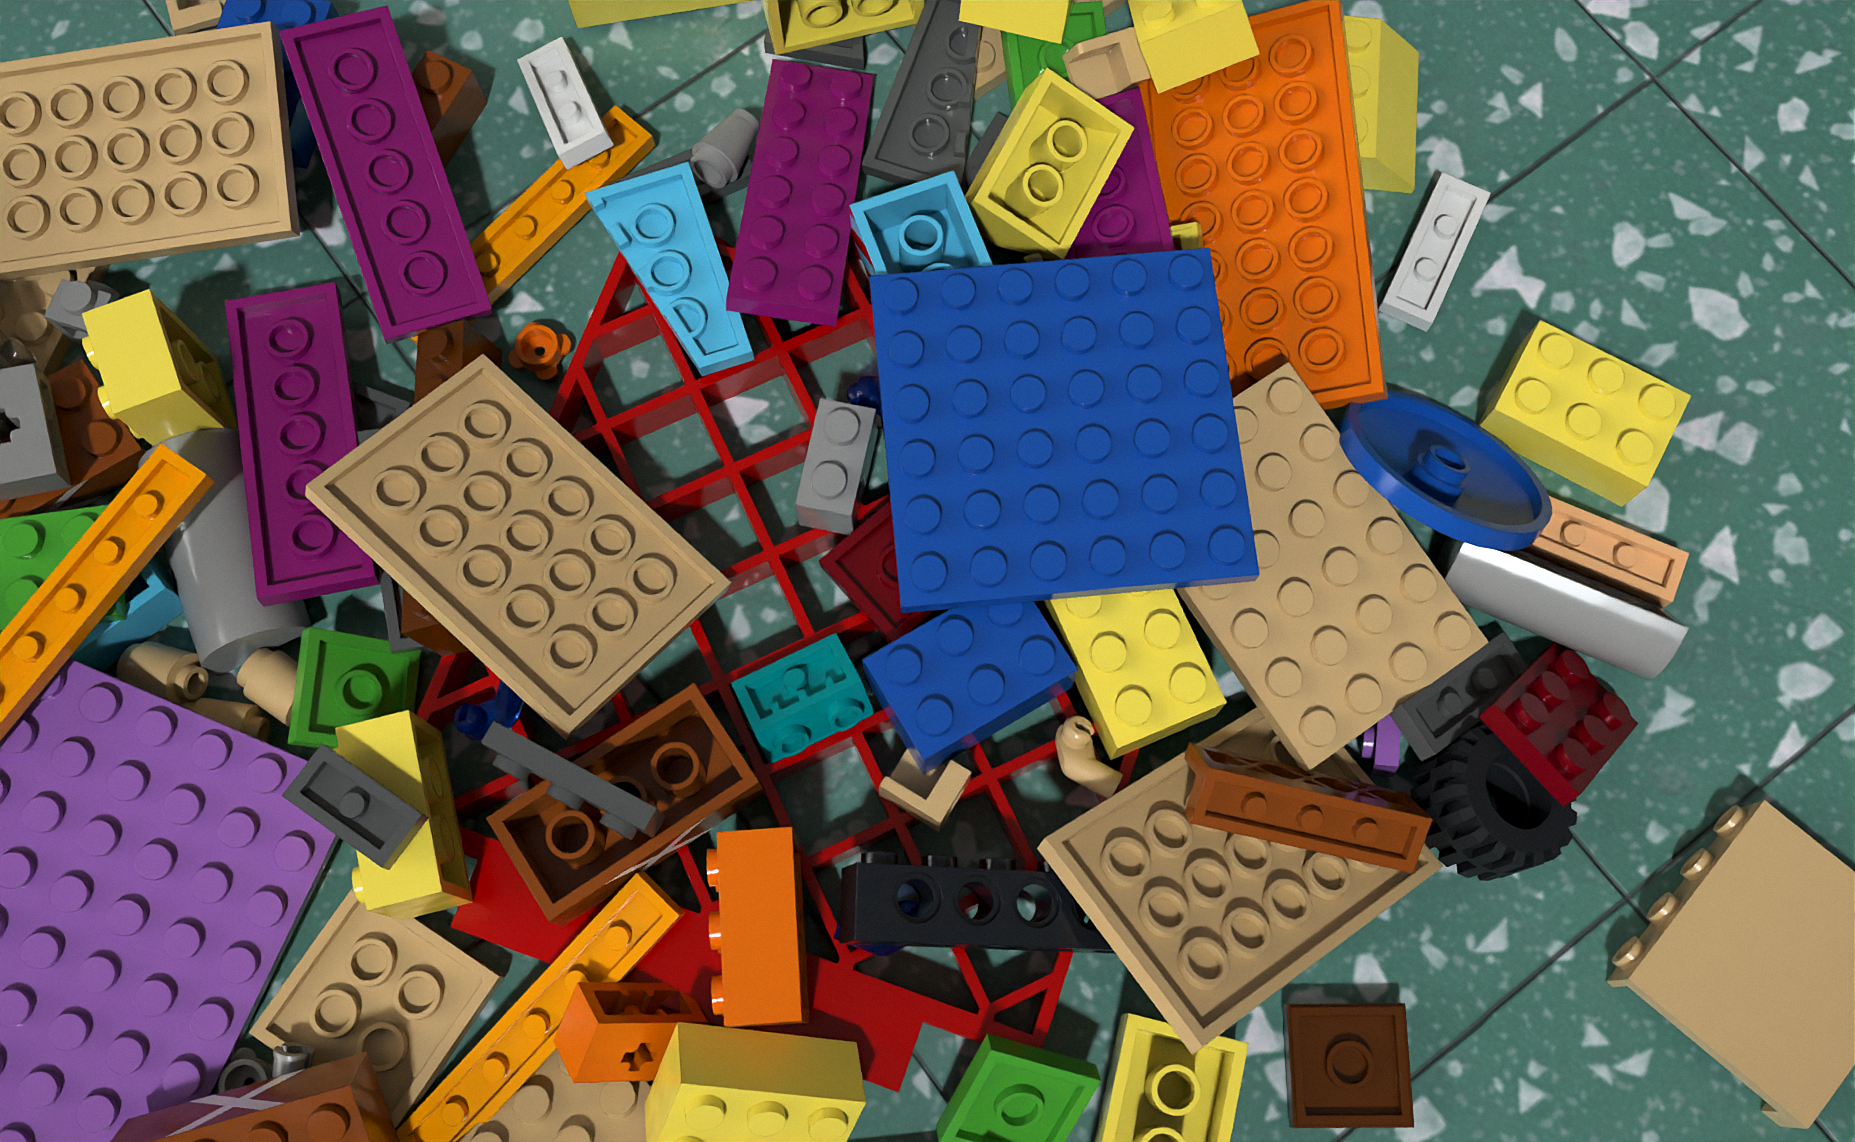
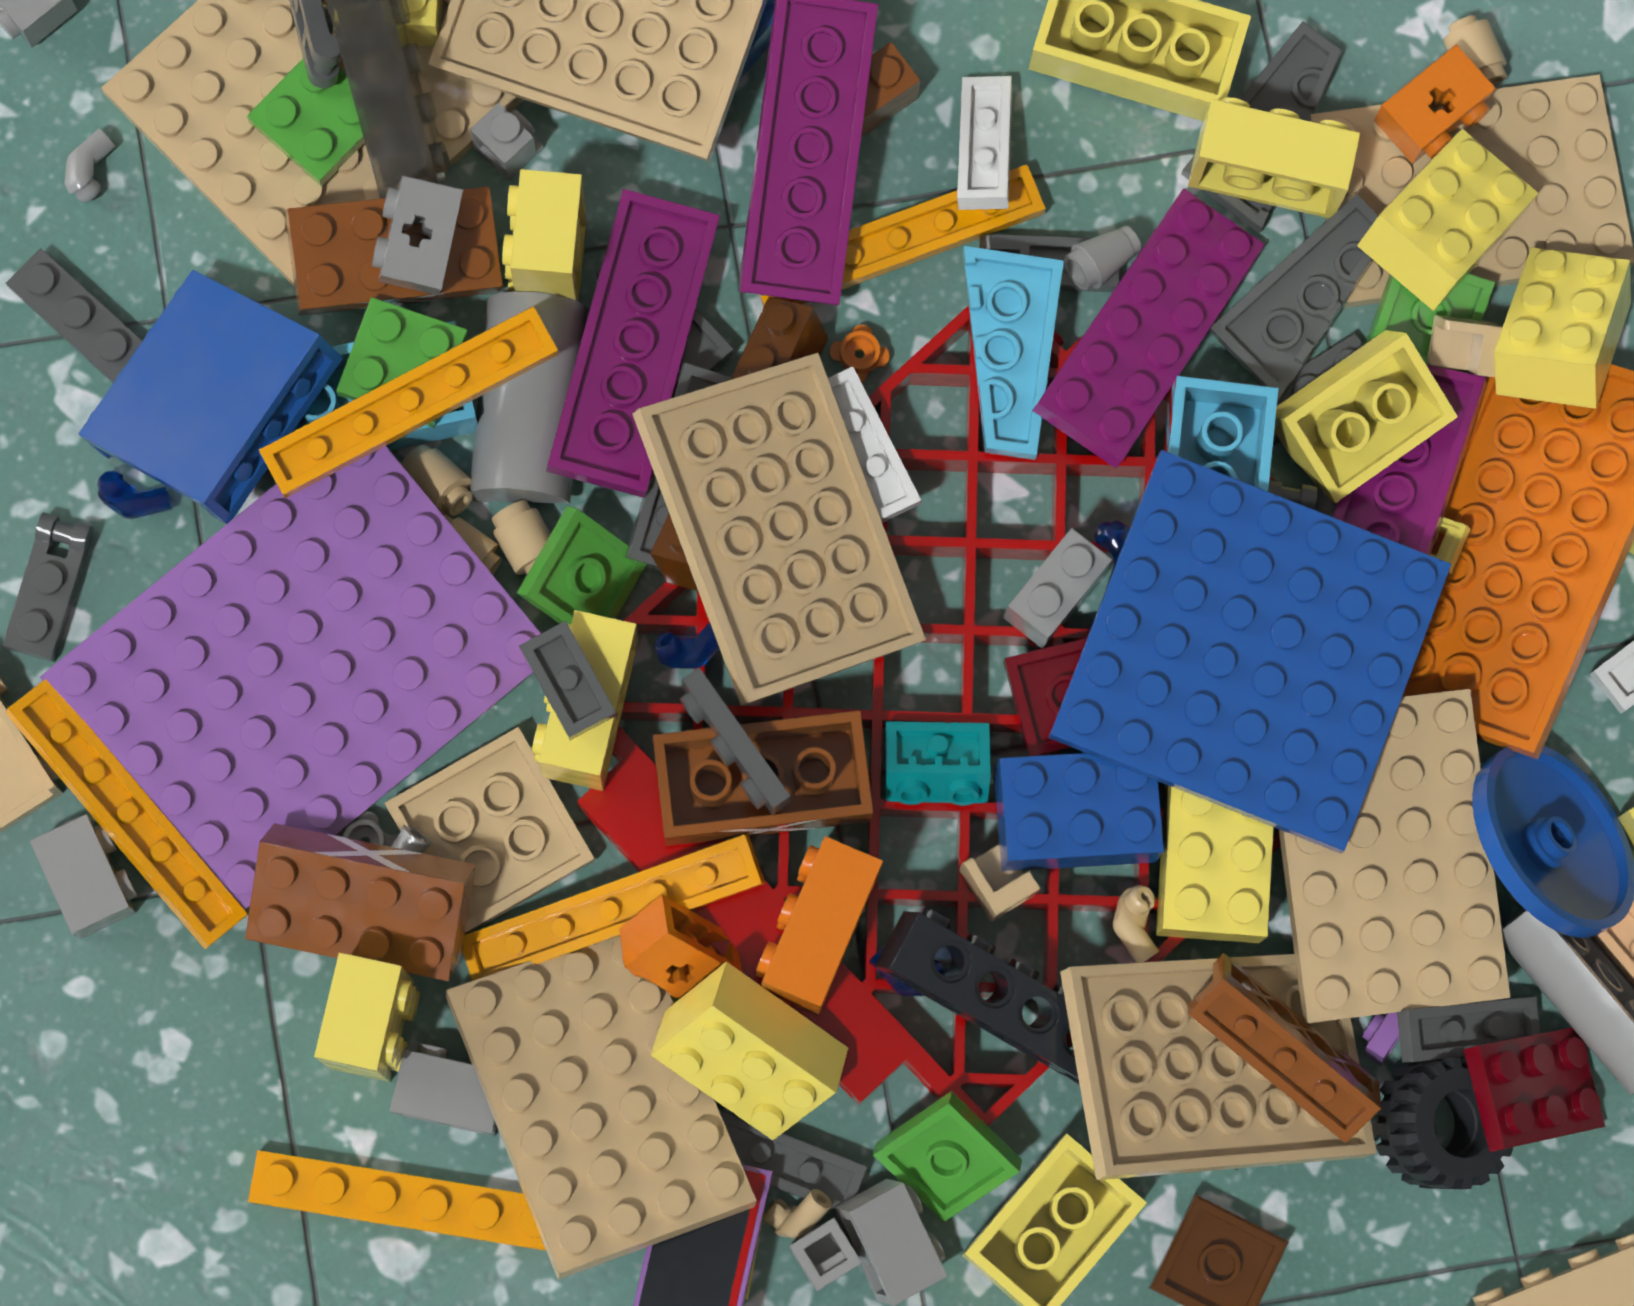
camera: 20 degrees right, 5 degrees up
(600, 432) = (877, 456): none -> white plate

